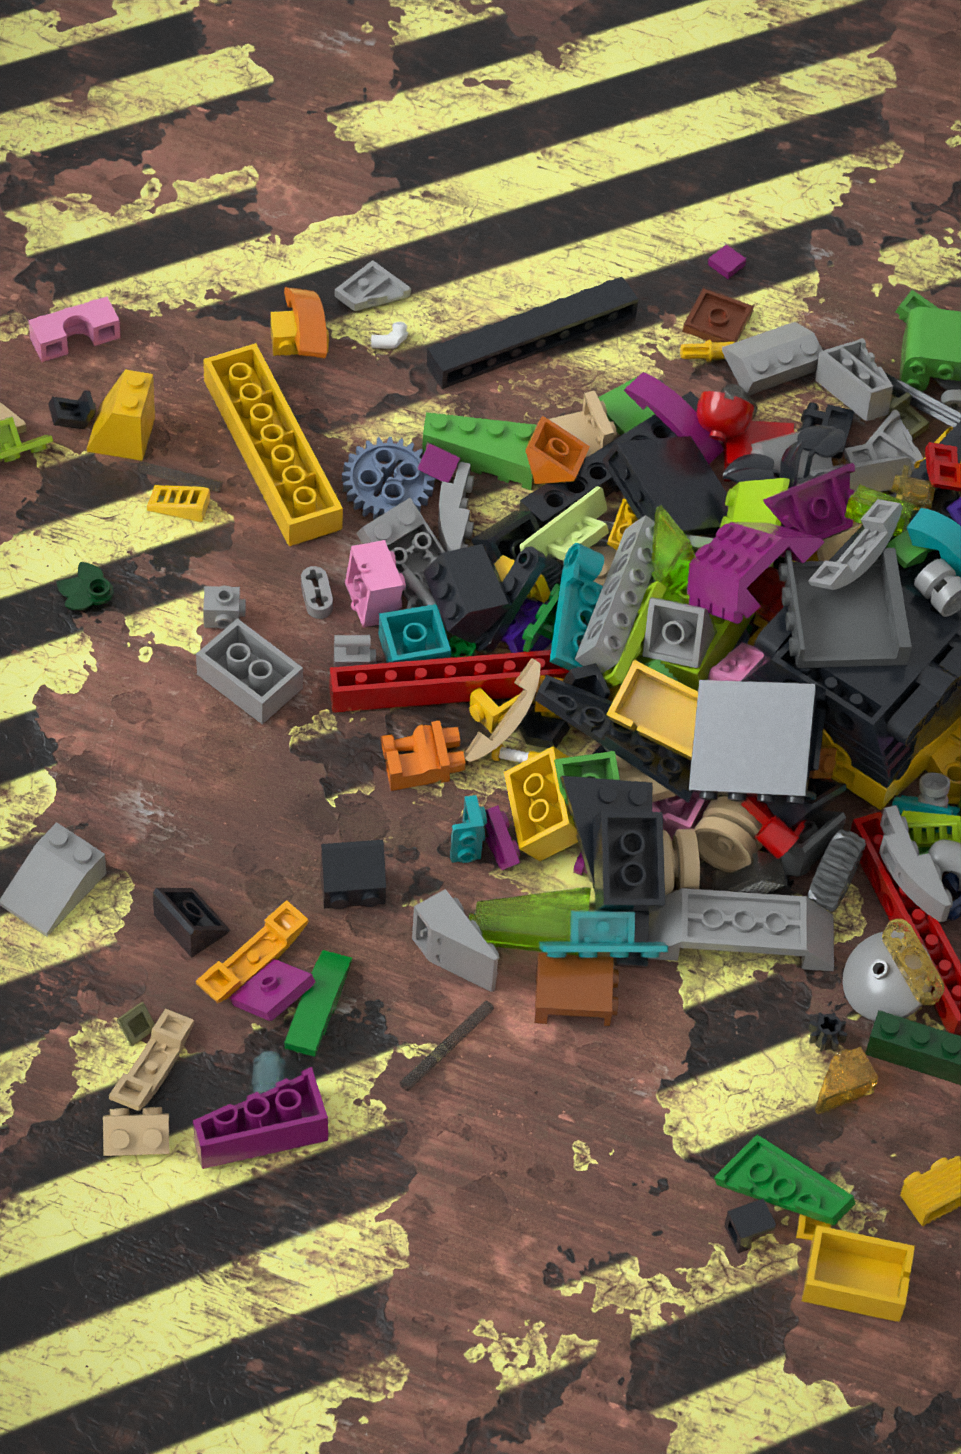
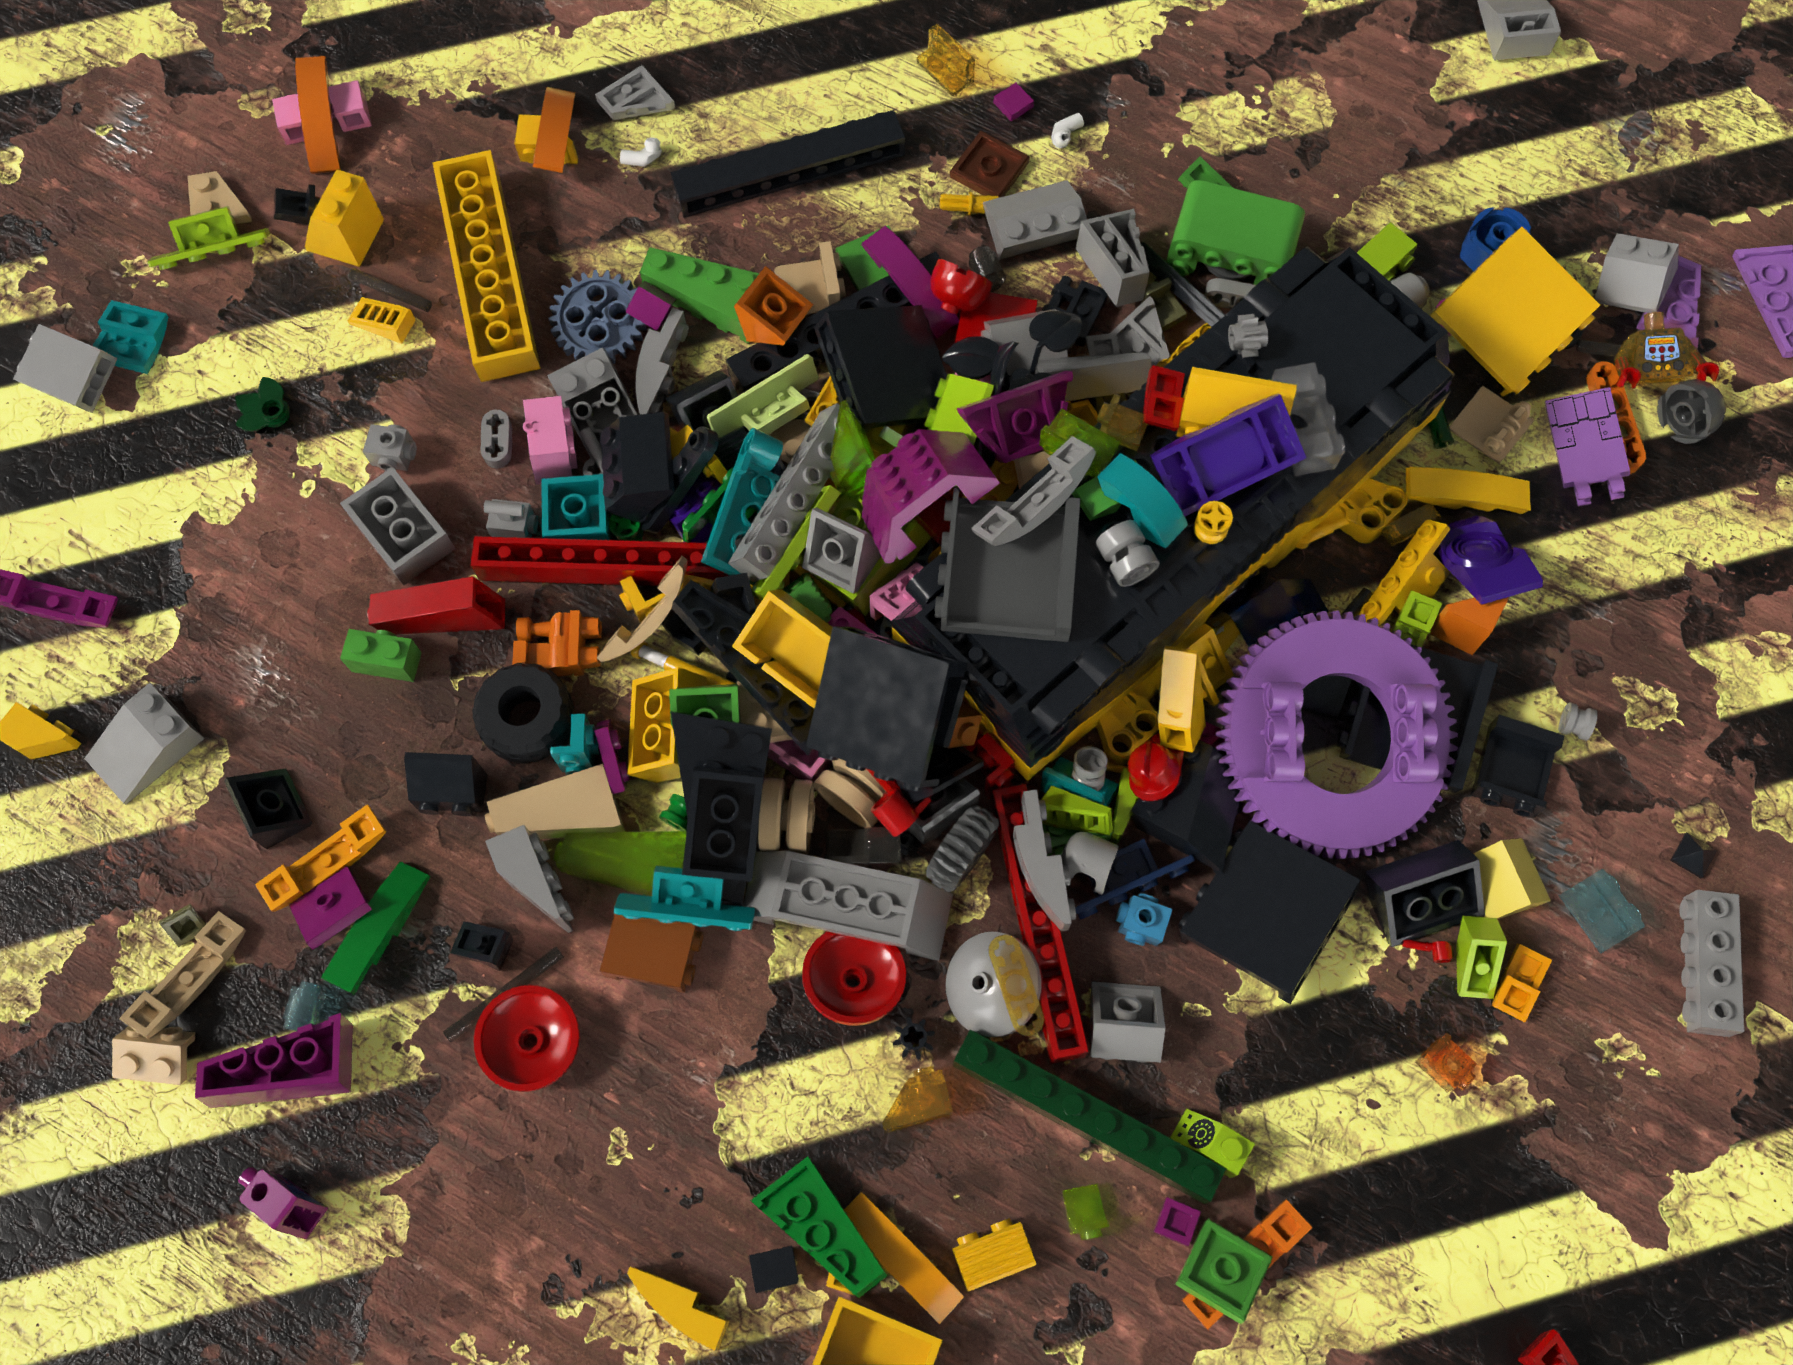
camera: 15 degrees right, 15 degrees up
(77, 330) = (316, 114): none -> orange slope
(261, 780) = (381, 654): none -> bright green brick
(294, 1227) = (280, 1202): none -> magenta torso
(303, 735) = (438, 607): none -> red slope
(409, 789) = (505, 691): none -> black tyre
(421, 1001) = (482, 944): none -> black slope
(470, 879) = (560, 806): none -> tan slope
(483, 1054) = (507, 1025): none -> red dish
(572, 875) = (676, 813): none -> green wheel
(659, 231) = (947, 61): none -> clear yellow bracket
(670, 1265) = (678, 1308): none -> yellow slope
(764, 985) = (839, 958): none -> red dish
(778, 280) = (1063, 129): none -> white arm
(852, 801) = (997, 765): none -> red bracket
(871, 1207) = (904, 1260): none -> light orange slope

